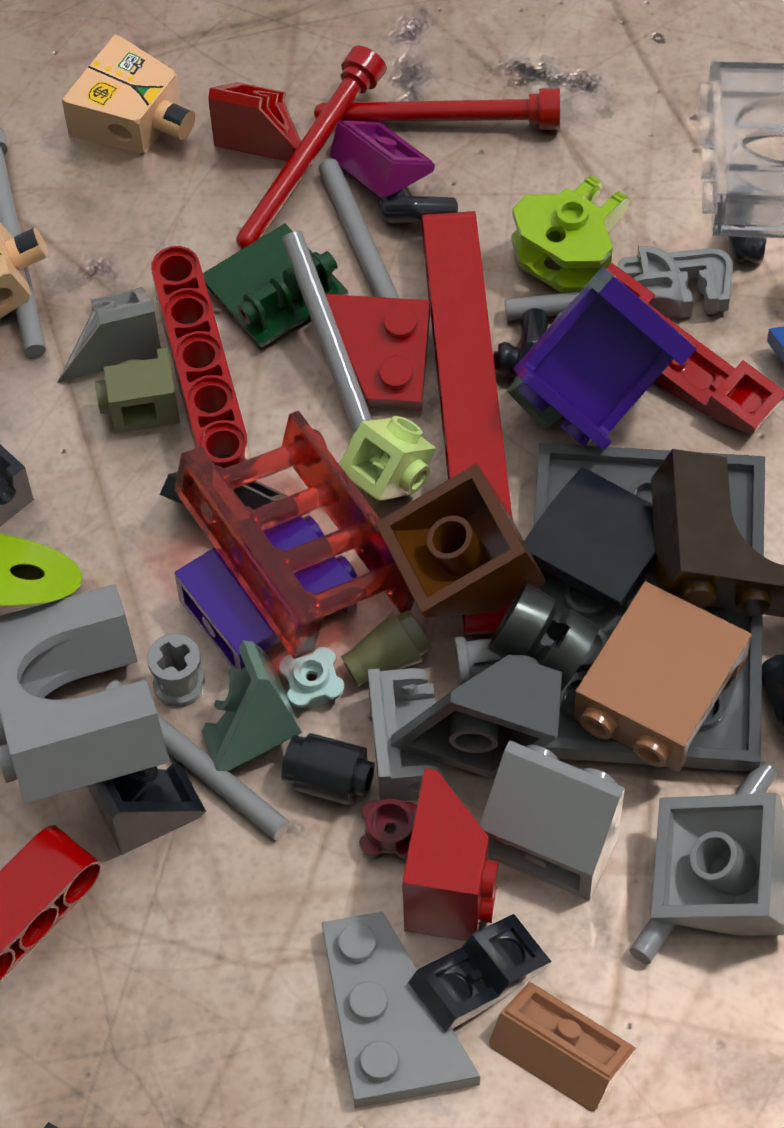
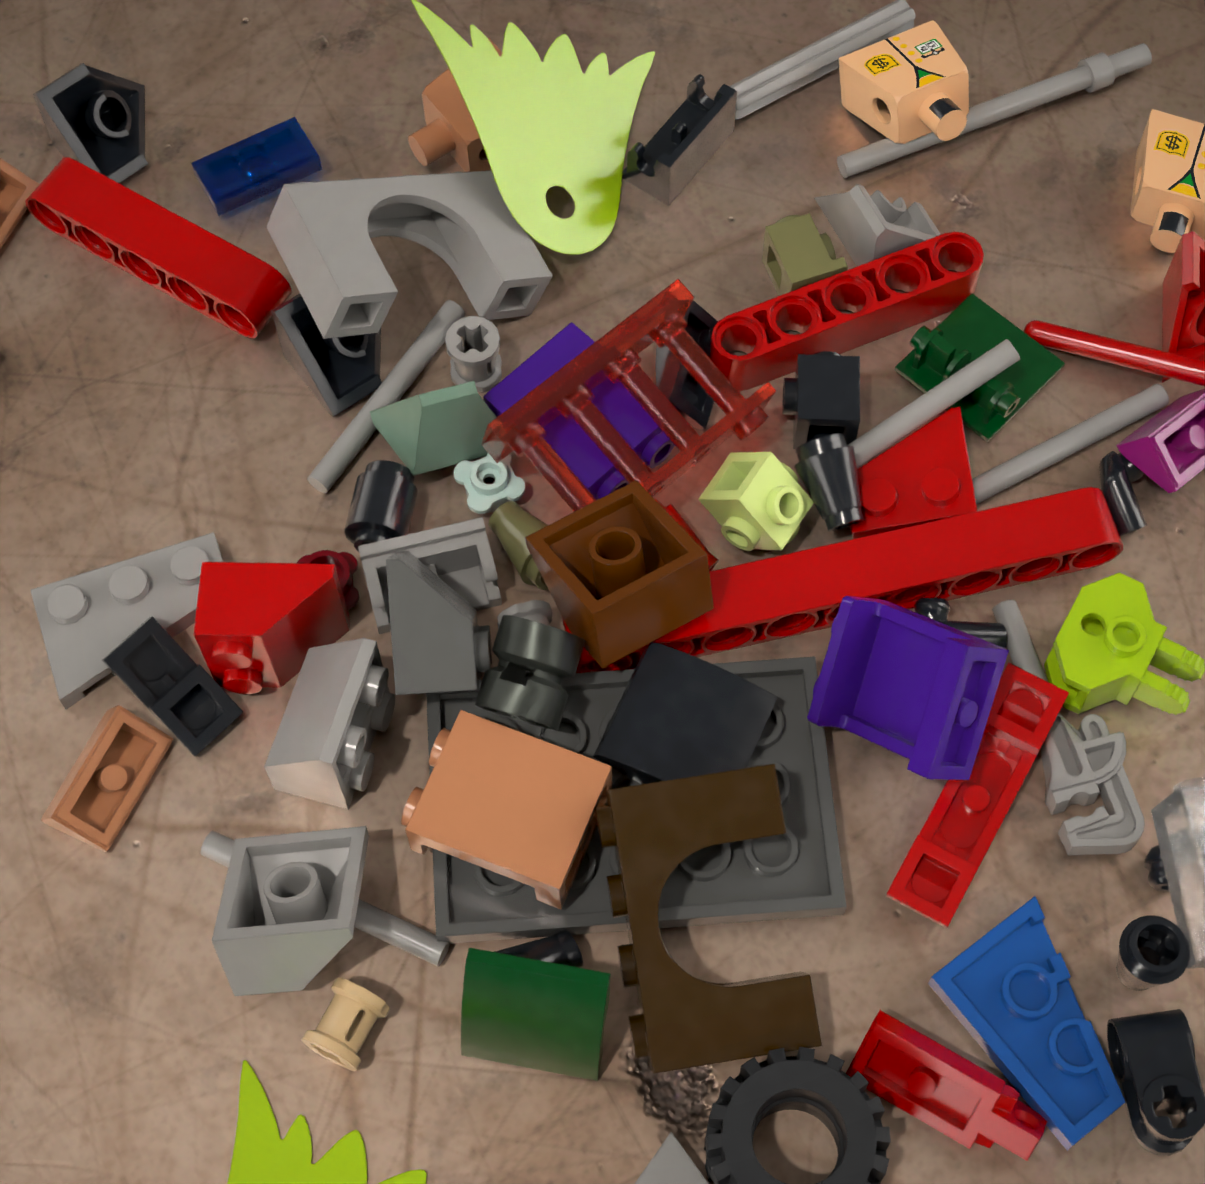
camera: 80 degrees right, 5 degrees up
(284, 388) = (823, 397): none -> black brick
(379, 396) = (831, 480): none -> black cone

